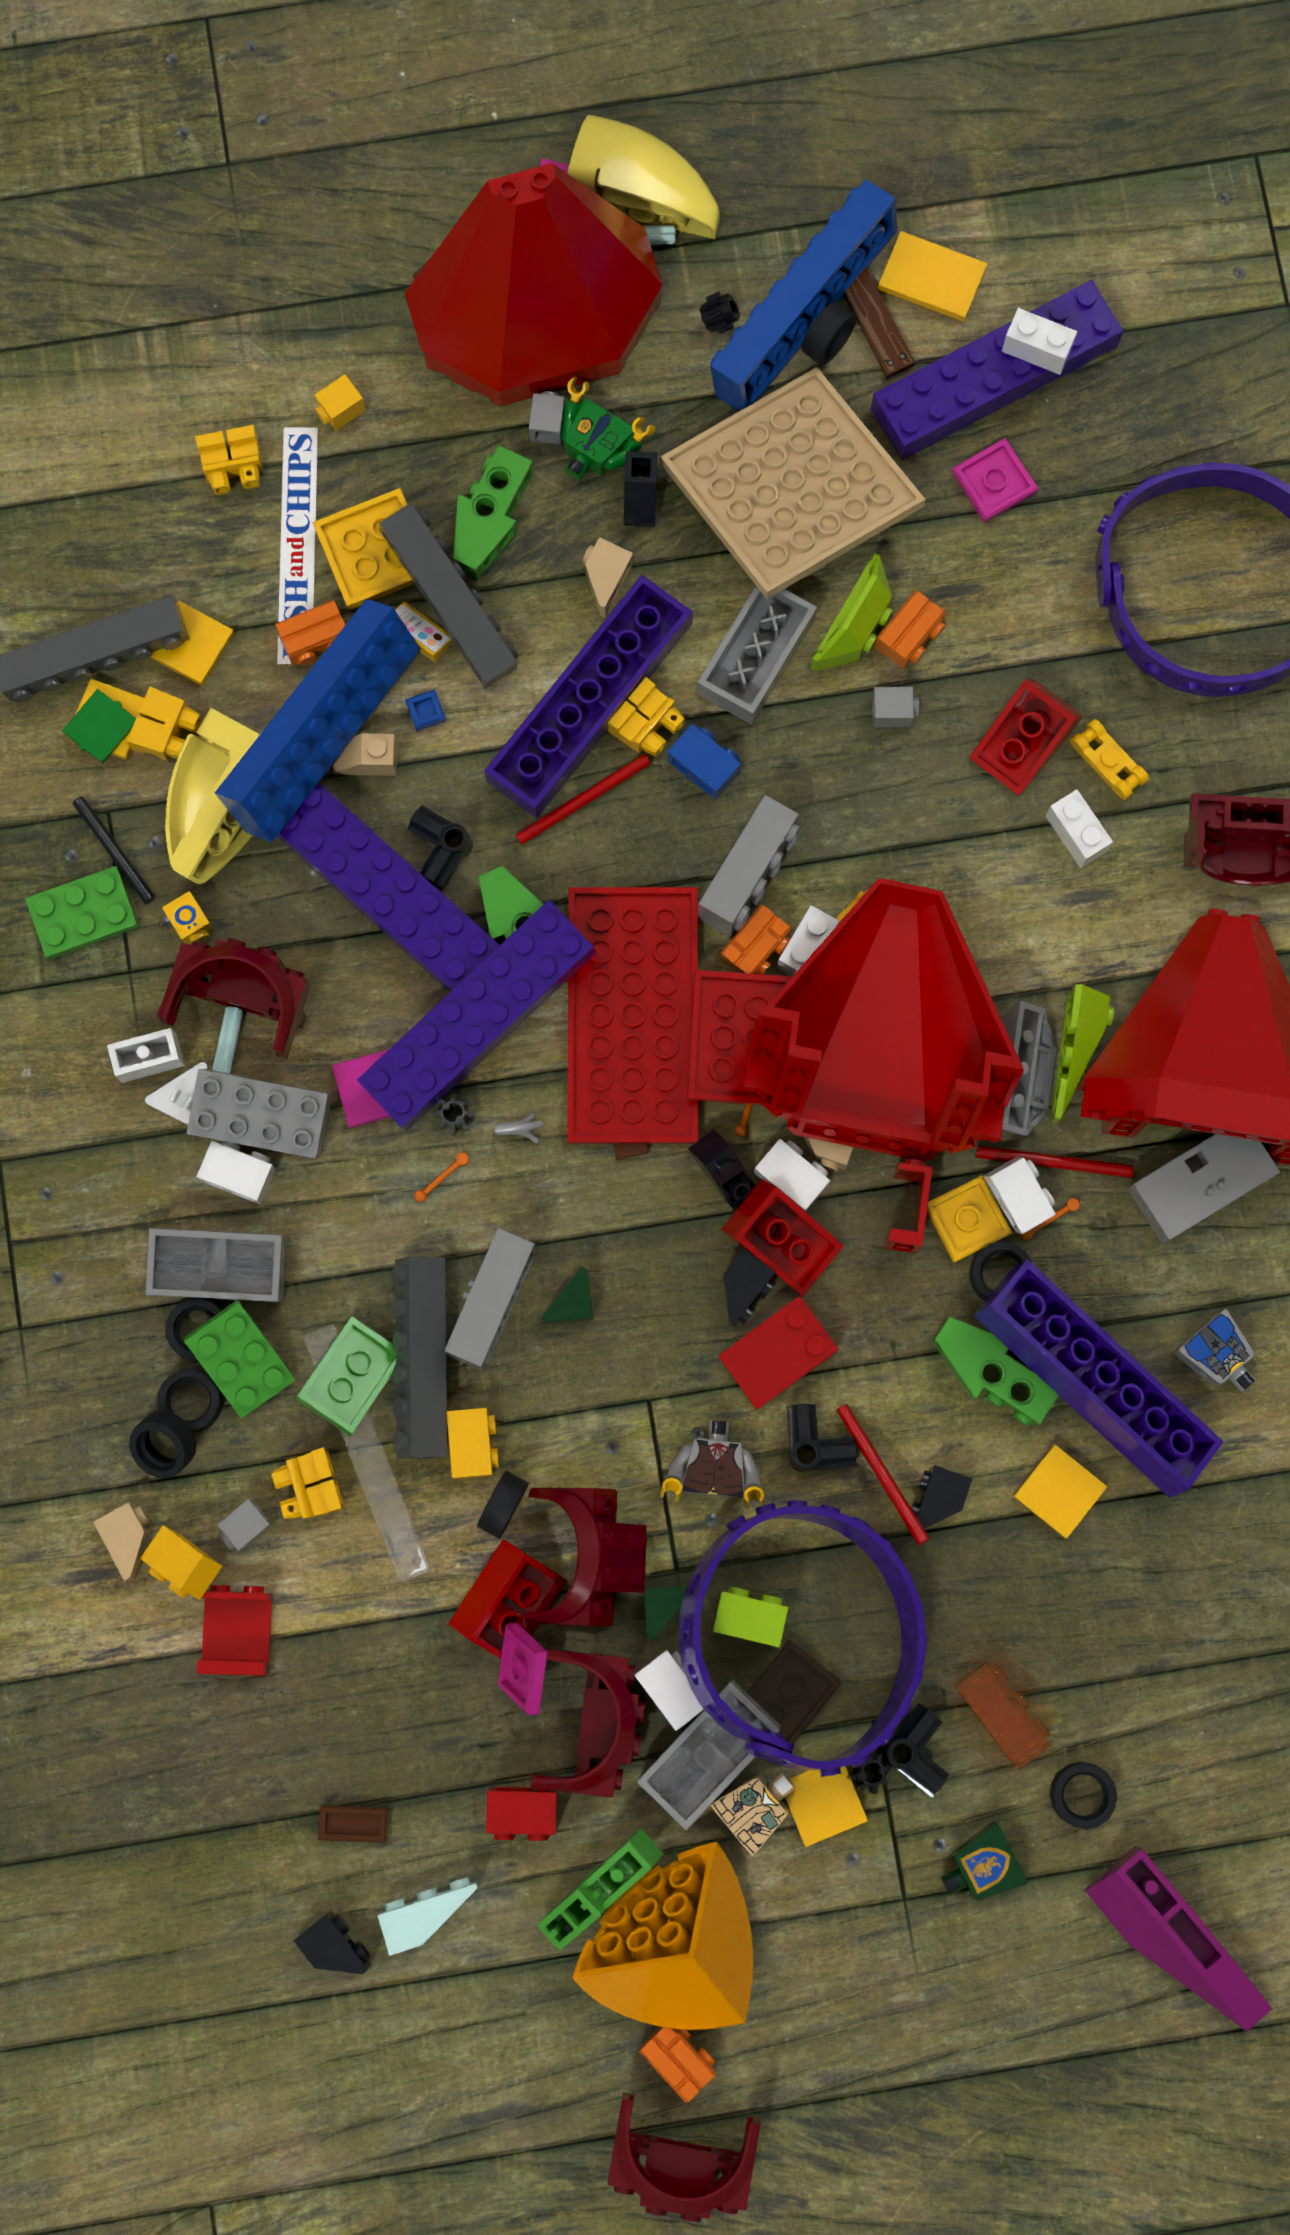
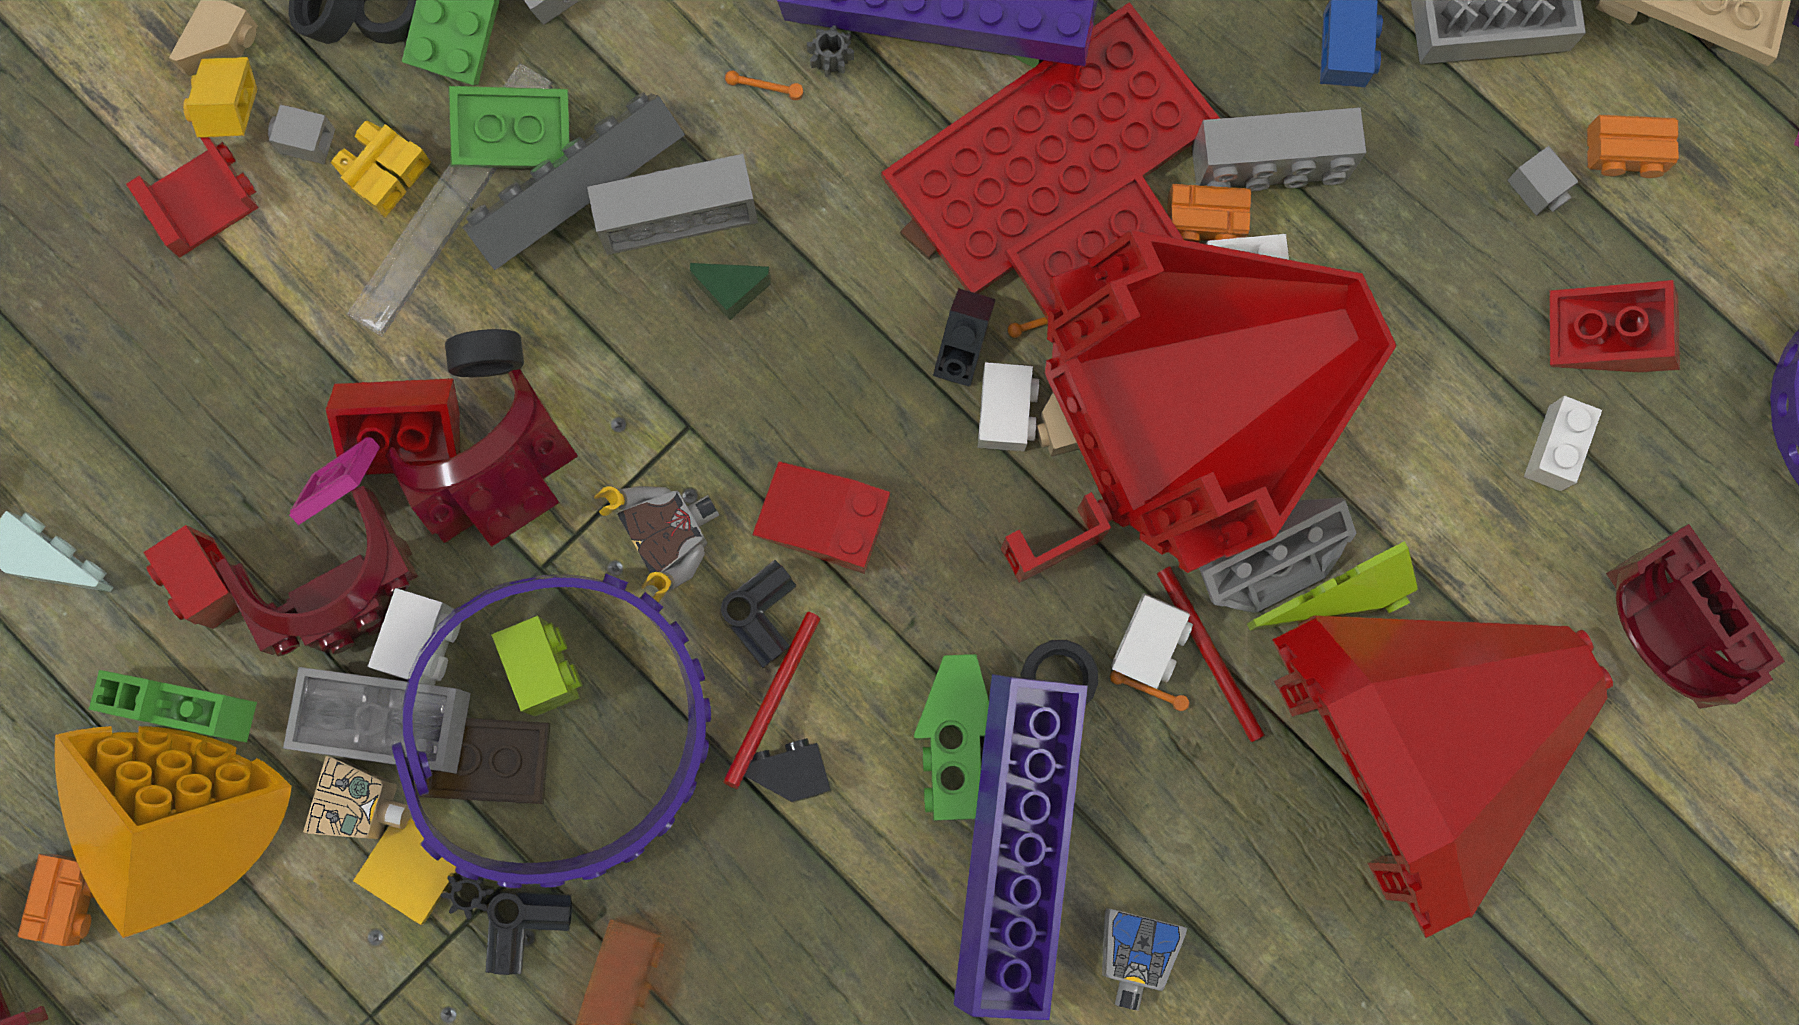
camera: 50 degrees right, 0 degrees up
(353, 1823) = (88, 432): reddish brown tile -> none
(471, 1443) = (525, 286): yellow brick -> none
(519, 1127) = (863, 121): light grey bar -> none
(661, 1607) = (488, 571): dark green slope -> none
(743, 1284) = (865, 434): black slope -> none
(782, 1236) = (938, 440): red slope -> none
(857, 620) = (1599, 87): lime wedge -> none
(967, 1219) = (1090, 608): yellow tile -> none
(1060, 1491) = (883, 890): yellow tile -> none
(1109, 759) = (1655, 427): yellow plate -> none
(1201, 1183) = (1299, 815): light grey brick -> none

